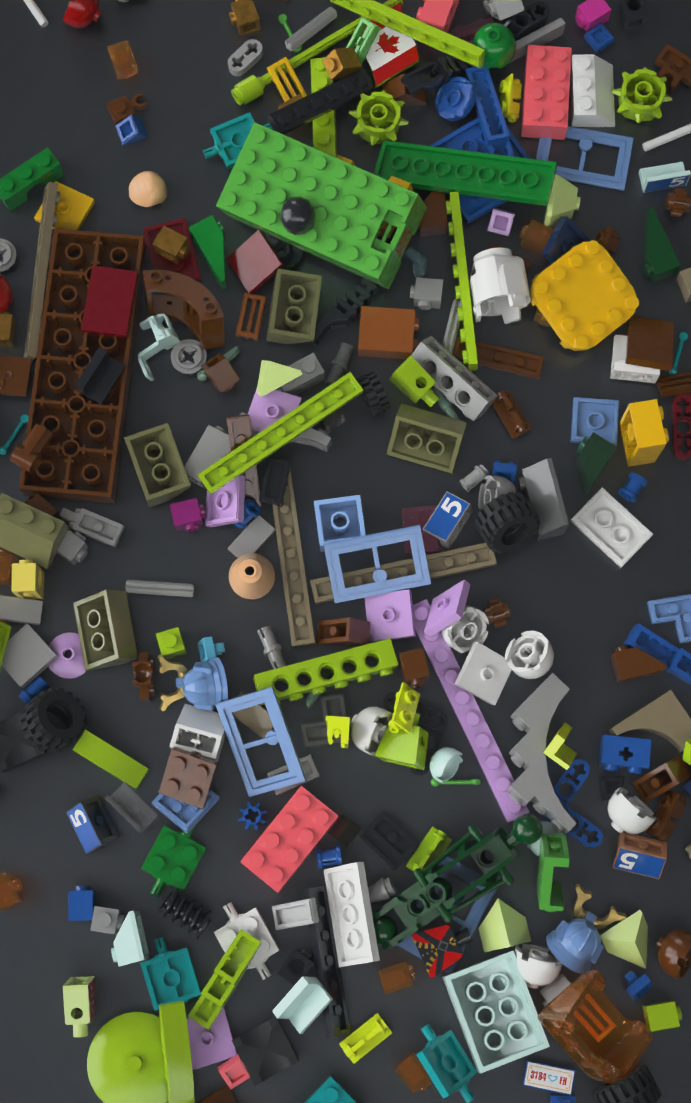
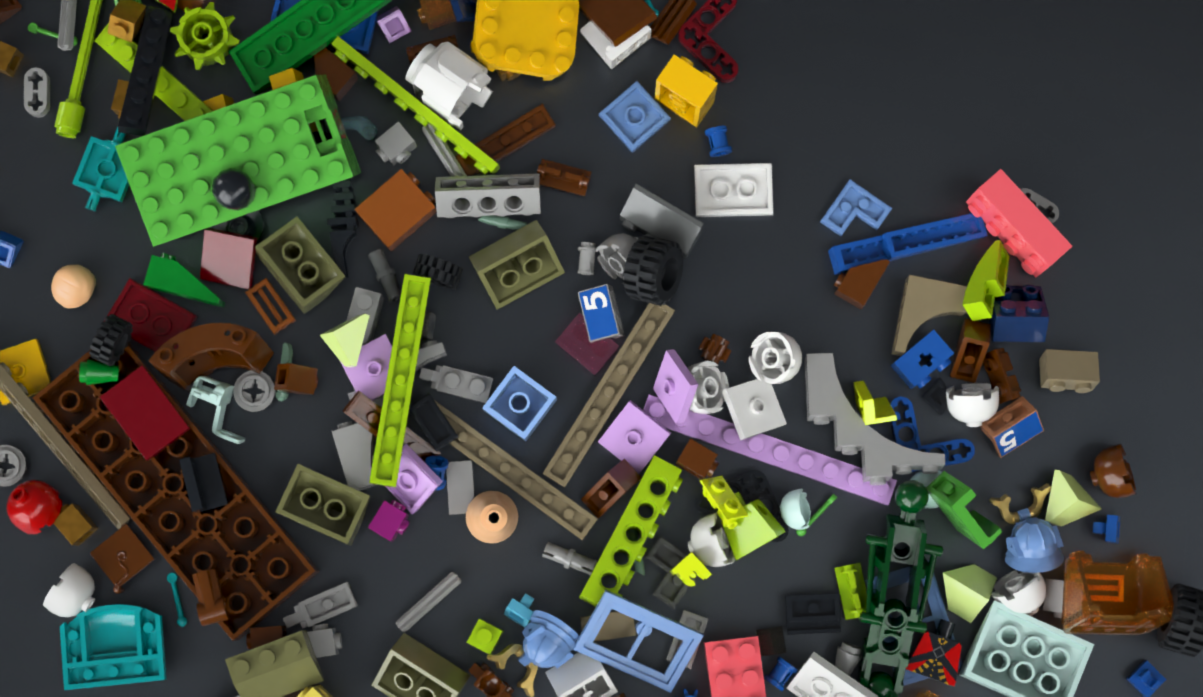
camera: 45 degrees left, 5 degrees up
(105, 248) = (97, 372): none -> green cone
(134, 237) = (111, 340): none -> black tyre
(171, 245) = (145, 313): pearl gold brick -> none
(270, 69) = (89, 88): yellow tile -> none
(316, 474) = (459, 383): none -> light grey hinge
(380, 585) = (603, 419): medium blue door -> none
(408, 376) = (451, 231): lime torso -> none
(505, 470) = (605, 229): blue tile -> none
(548, 1077) = (1113, 667): white tile -> none
(592, 459) = (667, 152): clear green slope -> none
(662, 1015) = (1149, 532): lime brick -> none

